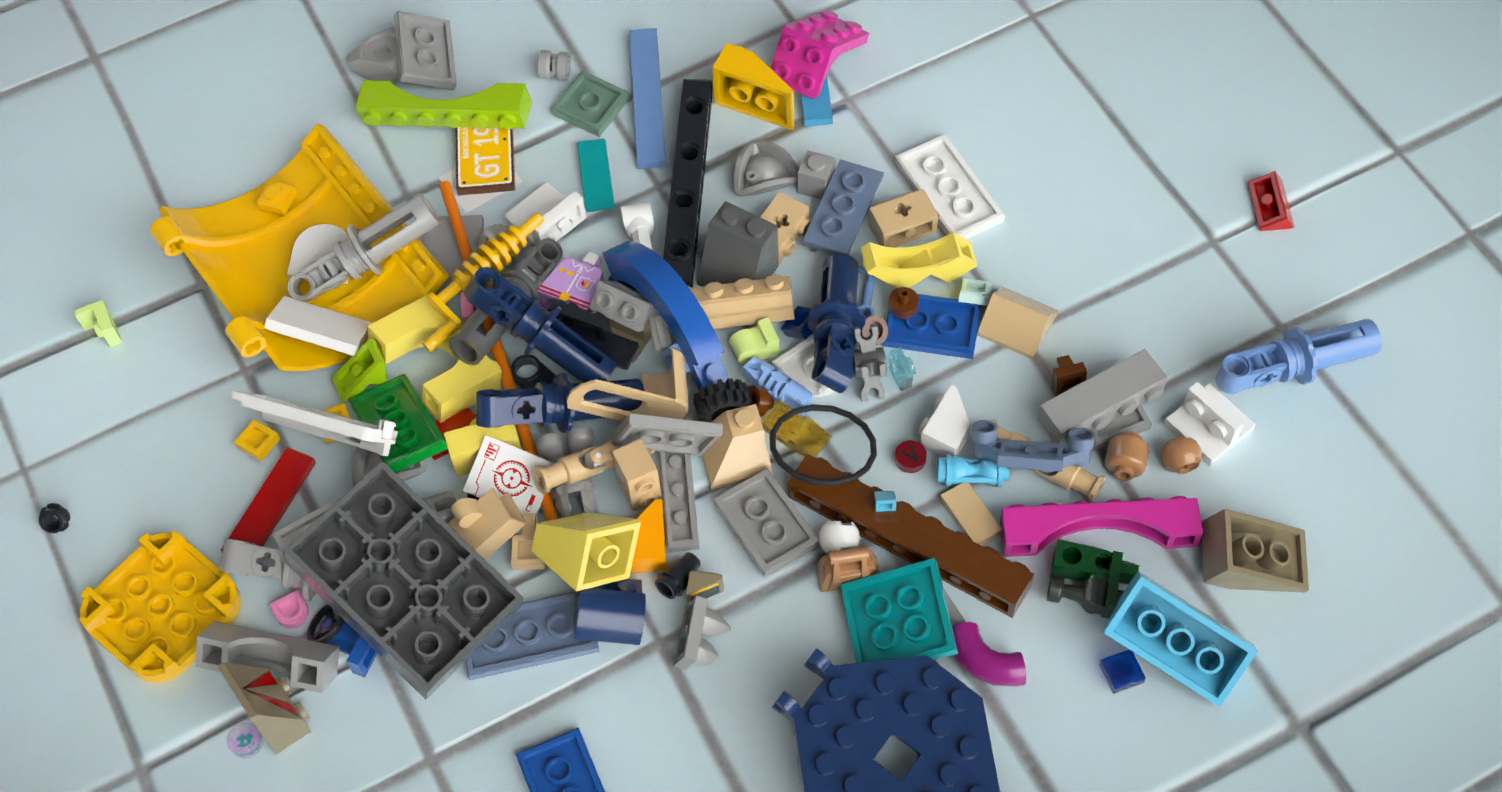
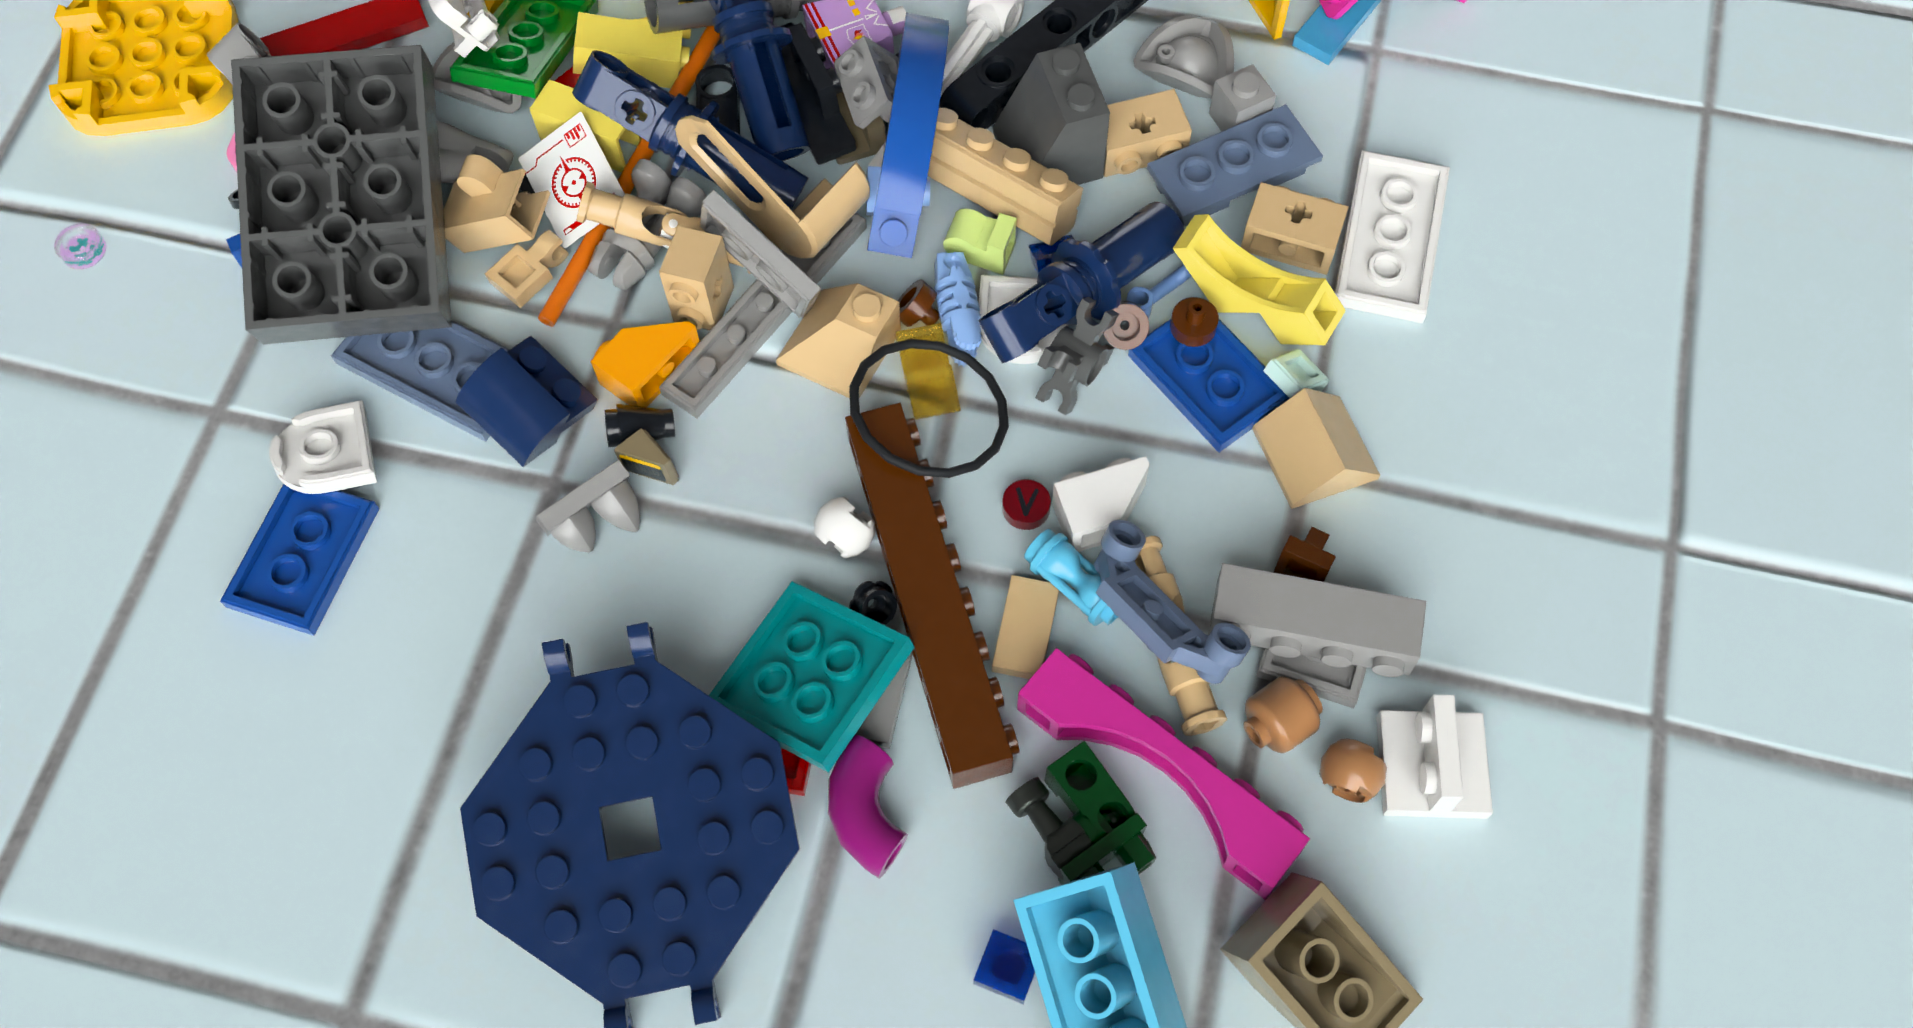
camera: 40 degrees right, 5 degrees up
(267, 704) = (101, 214): dark tan slope -> none
(304, 662) = (196, 211): light grey arch -> none
(523, 724) = (325, 450): none -> white tile
(587, 548) = (555, 314): light yellow slope -> none
(719, 398) = (869, 265): black tyre -> none
(766, 522) = (788, 445): light grey plate -> none
(845, 566) = (819, 568): medium nougat piece -> none
(885, 501) = (927, 525): medium azure piece -> none
(889, 559) = (884, 602): none -> black plate
(901, 368) = (1116, 395): clear light blue plate -> none
(1270, 202) = (1803, 557): red slope -> none
(1298, 356) = (1639, 776): medium blue piece -> none

